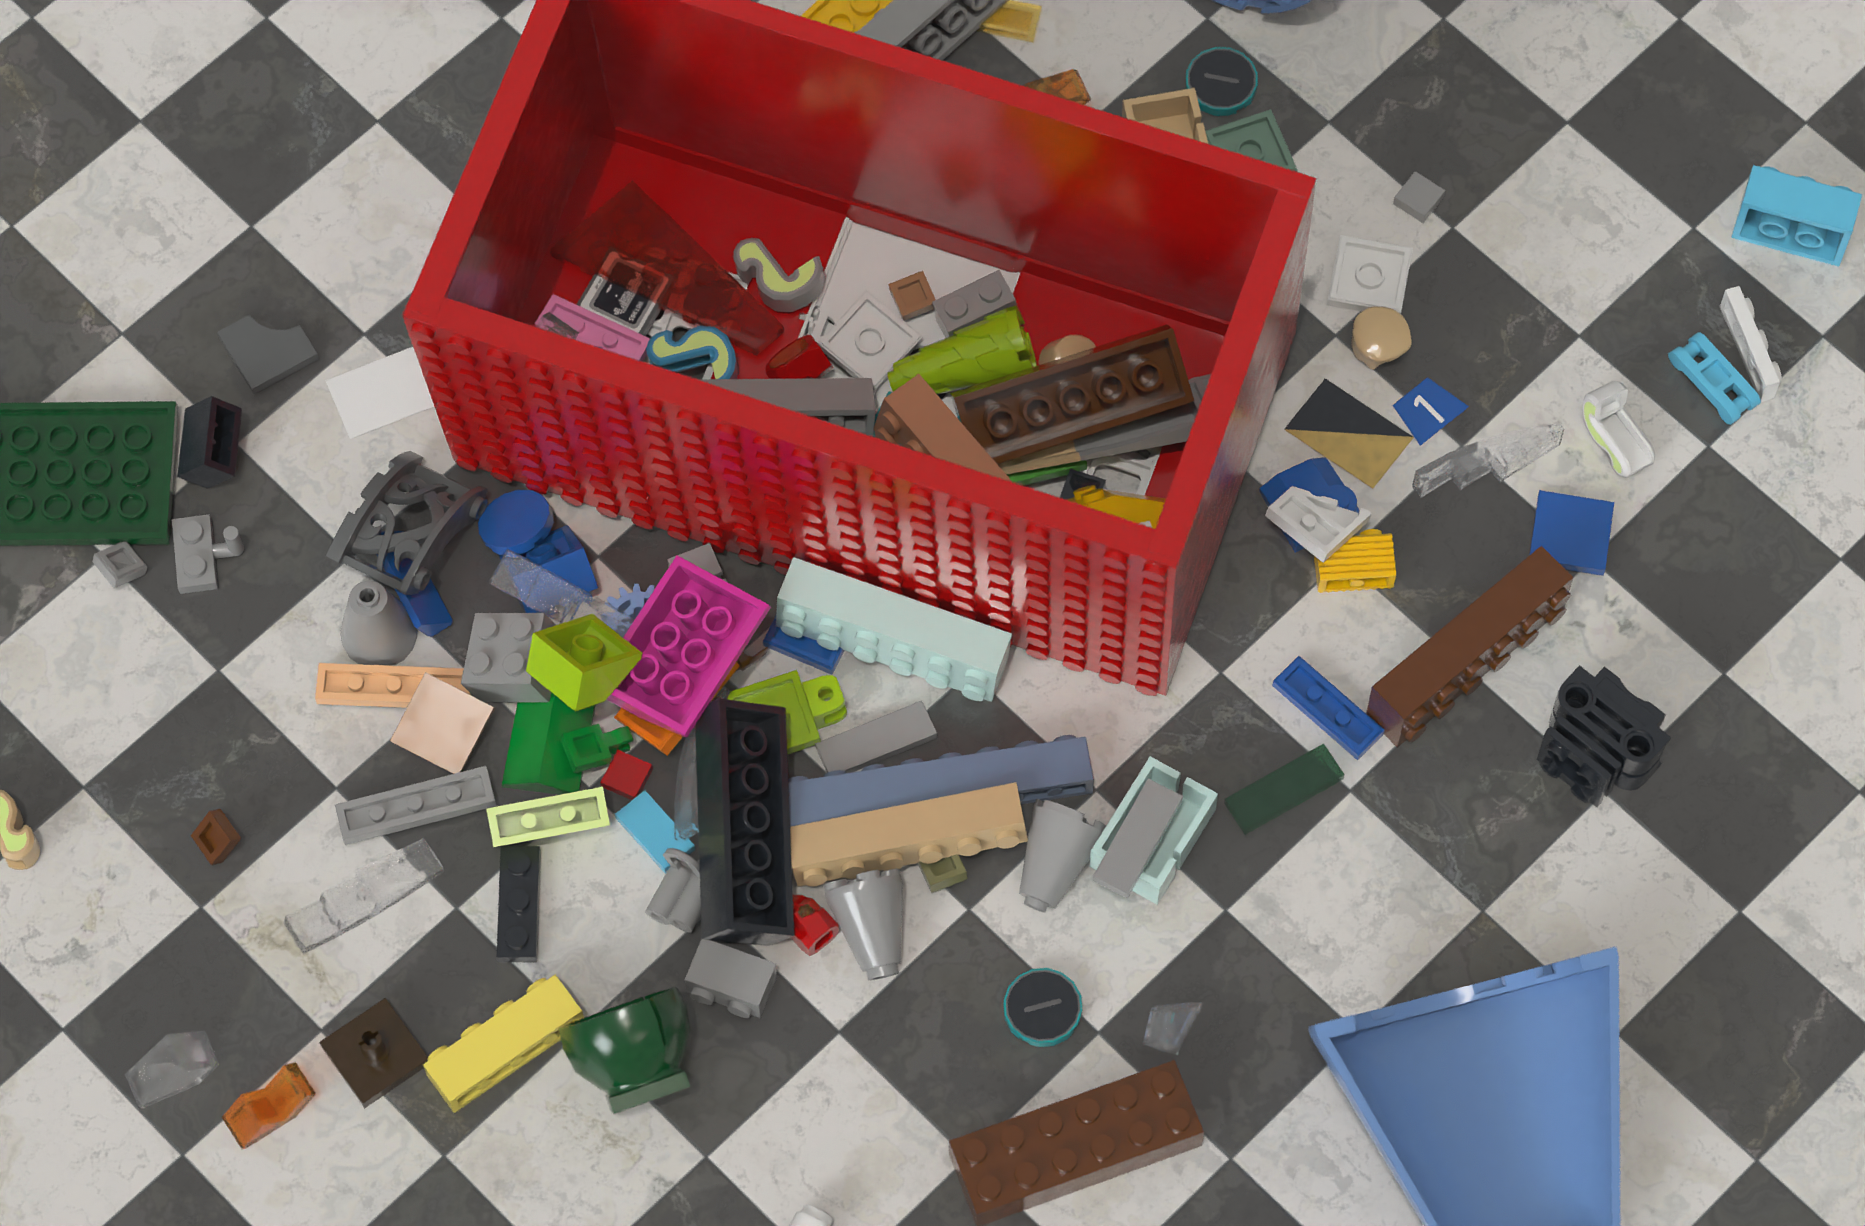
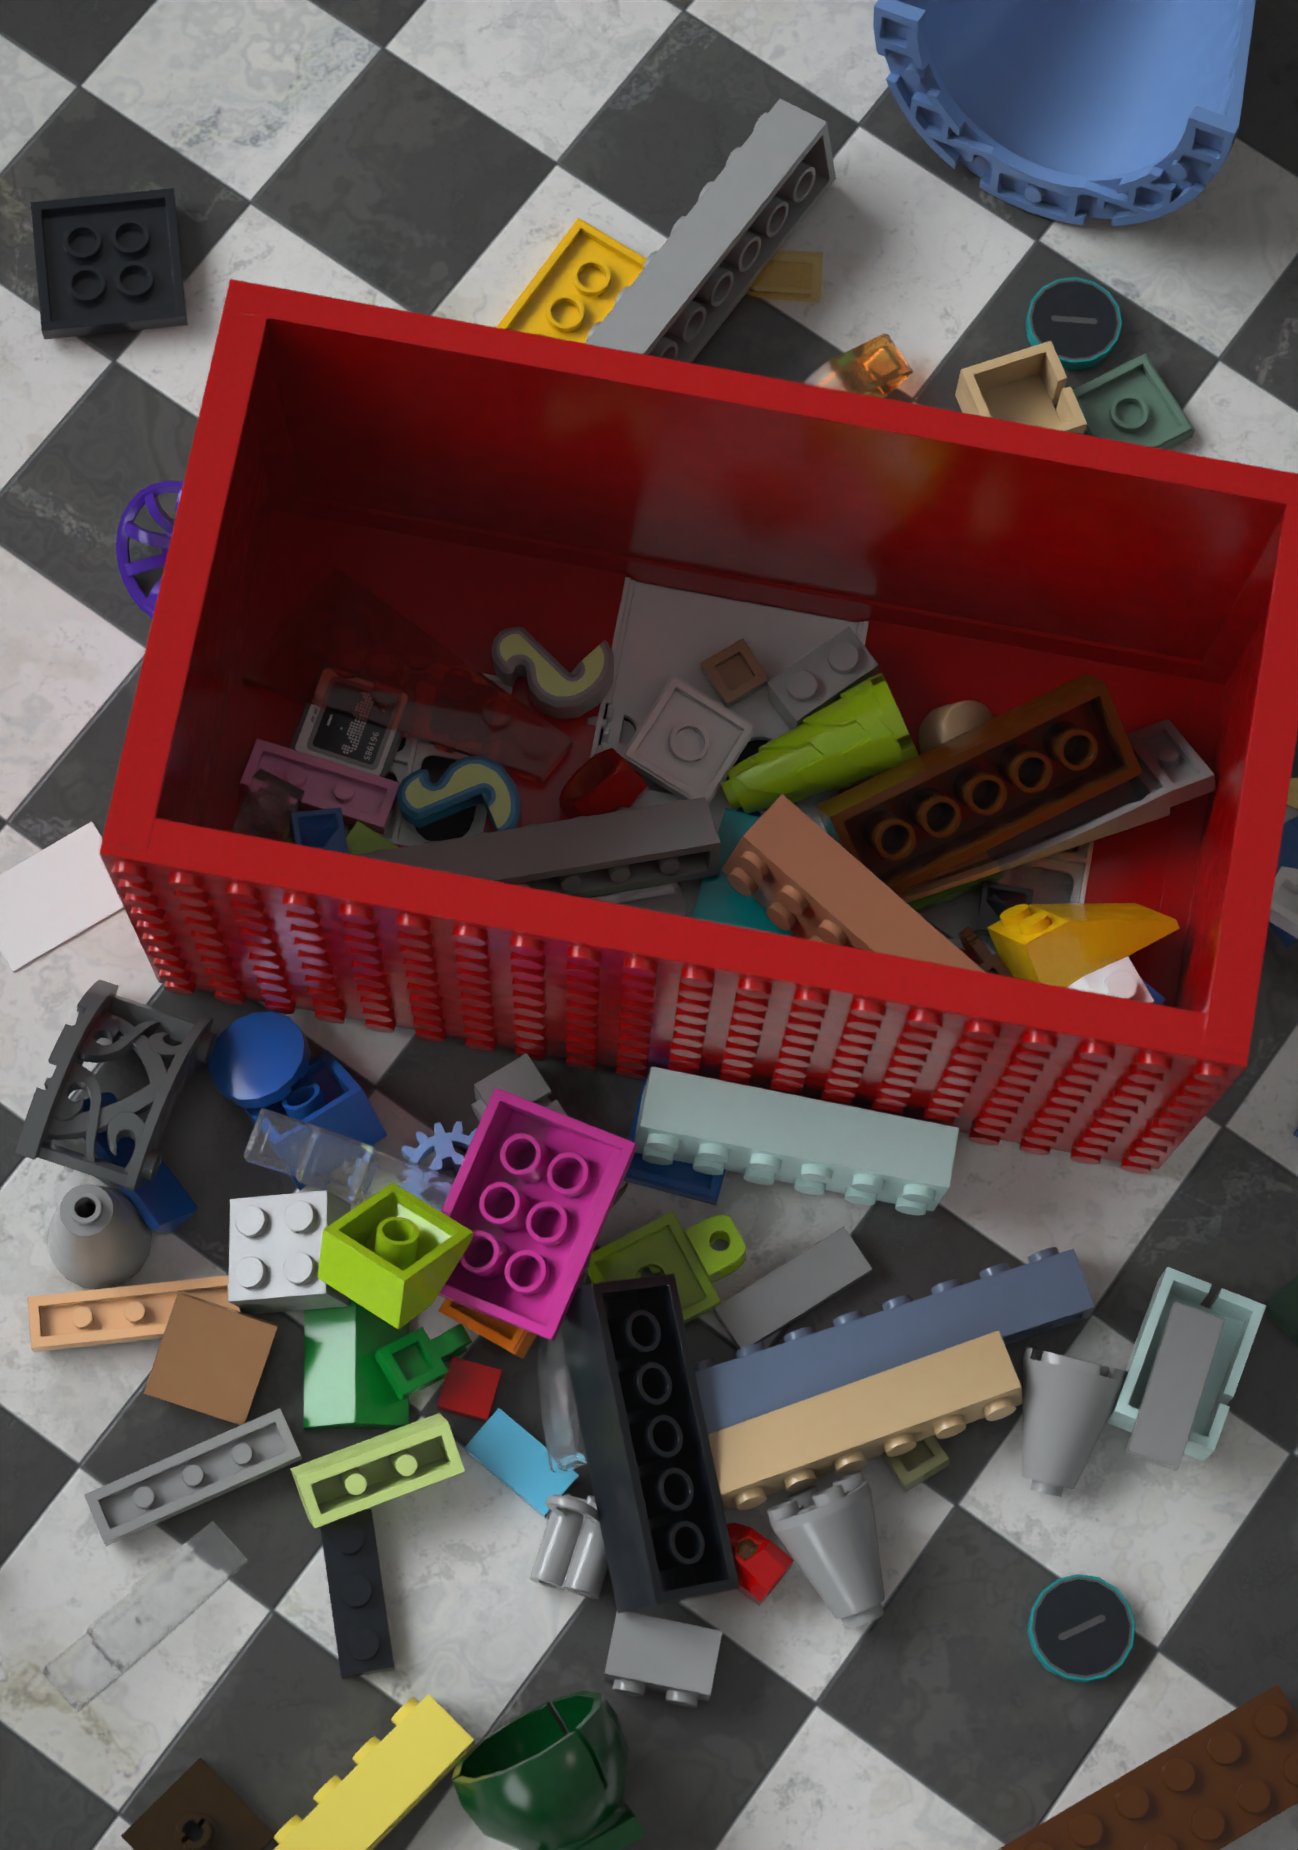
camera: 15 degrees left, 5 degrees up
(1170, 1025) = (1255, 1629): clear piece -> none

